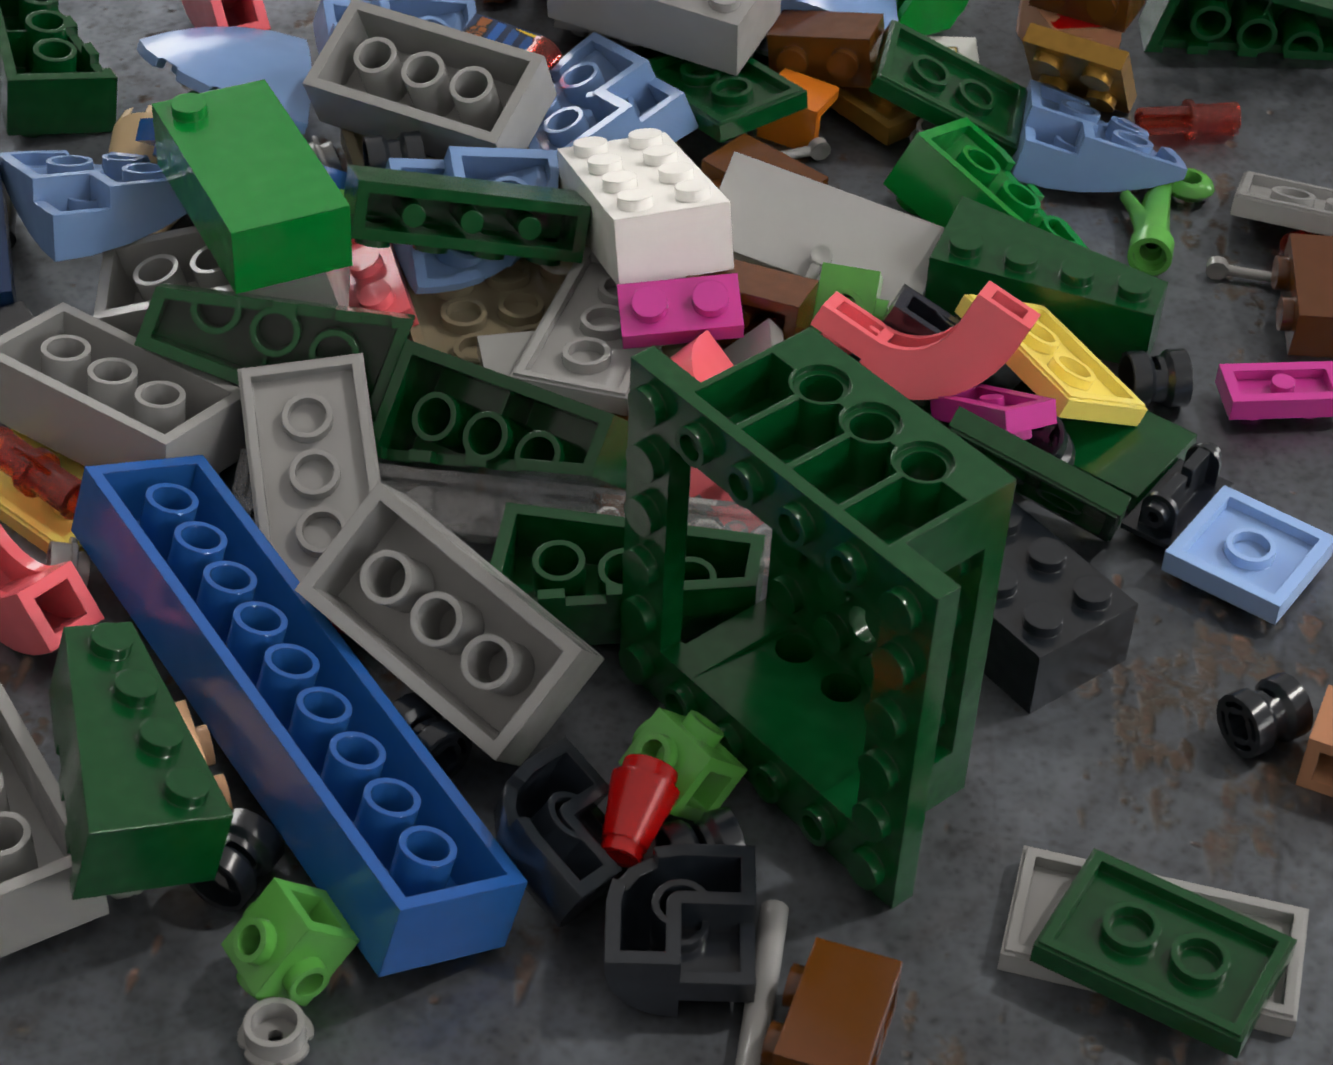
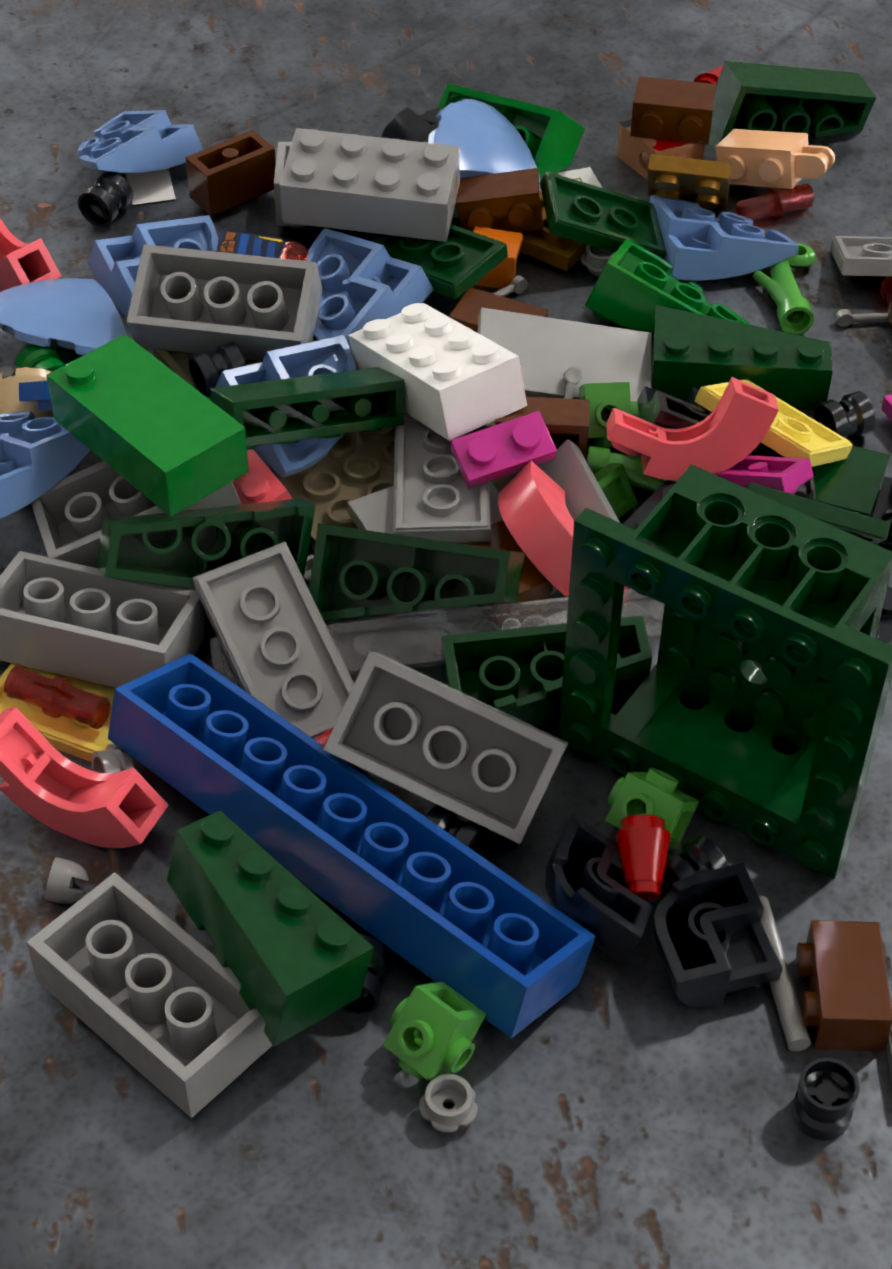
camera: 15 degrees left, 5 degrees up
(1198, 64) = (772, 158): none -> light nougat brick

